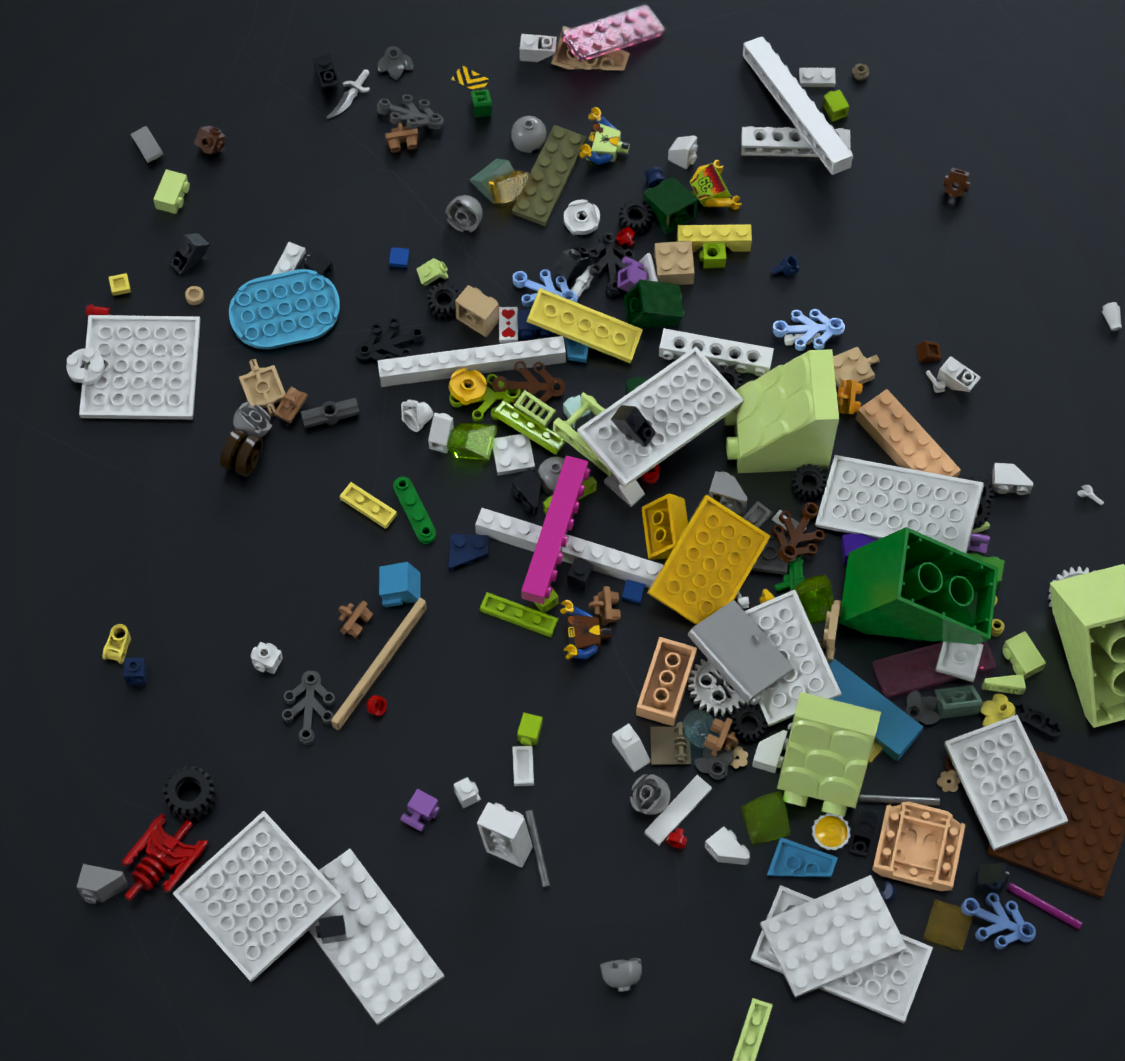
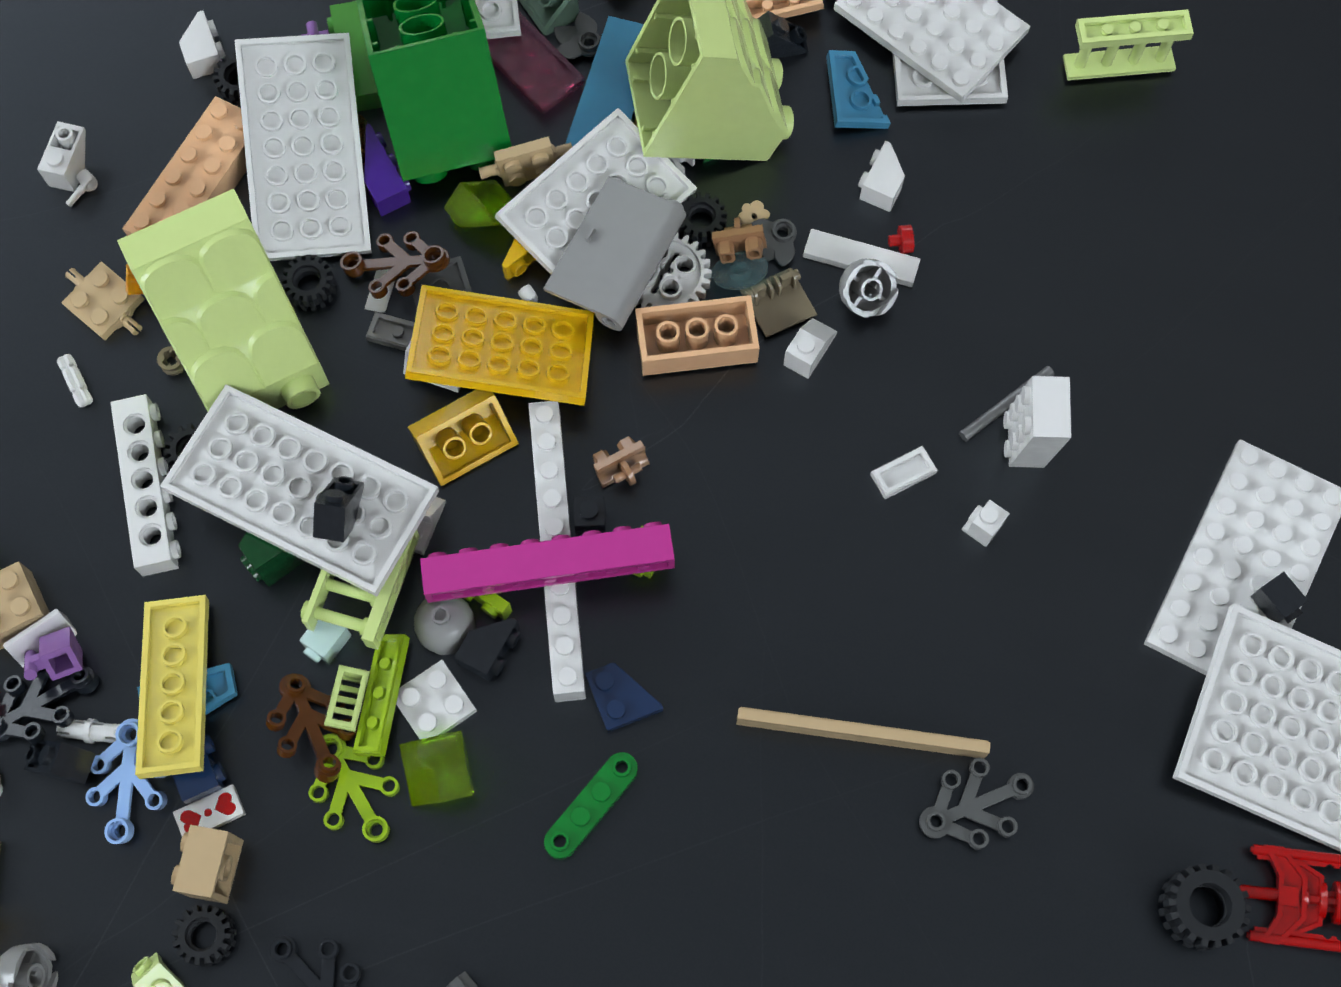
camera: 115 degrees left, 5 degrees up
(266, 657) = (949, 894): white brick -> none
(350, 625) = (810, 808): medium nougat hips -> none
(368, 505) = (617, 878): light yellow plate -> none
(376, 705) = (926, 707): red tile -> none
(399, 584) = (727, 763): dark azure plate -> none
(417, 415) = (432, 875): white piece -> none
(421, 807) = (1038, 572): medium lavender brick -> none
(440, 432) = (449, 819): white slope -> none
(464, 394) = (357, 833): yellow plate -> none
(483, 359) = (303, 838): white brick -> none
(519, 614) = (687, 579): lime tile -> none
(529, 729) = (852, 482): lime brick -> none
(583, 632) = (679, 472): torso -> none
(622, 973) = (1111, 228): light grey cylinder -> none
(633, 591) = (578, 440): blue tile -> none
(653, 304) = (95, 605): dark green slope -> none
(728, 492) = (377, 370): light grey slope -> none
(766, 818) = (816, 153): clear neon green slope -> none
(769, 751) = (726, 178): white slope -> none
(794, 577) = (467, 245): green piece -> none
(830, 327) = (52, 372): light blue plant -> none
(831, 831) = (801, 70): yellow piece -> none
(928, 351) = (35, 214): reddish brown slope -> none

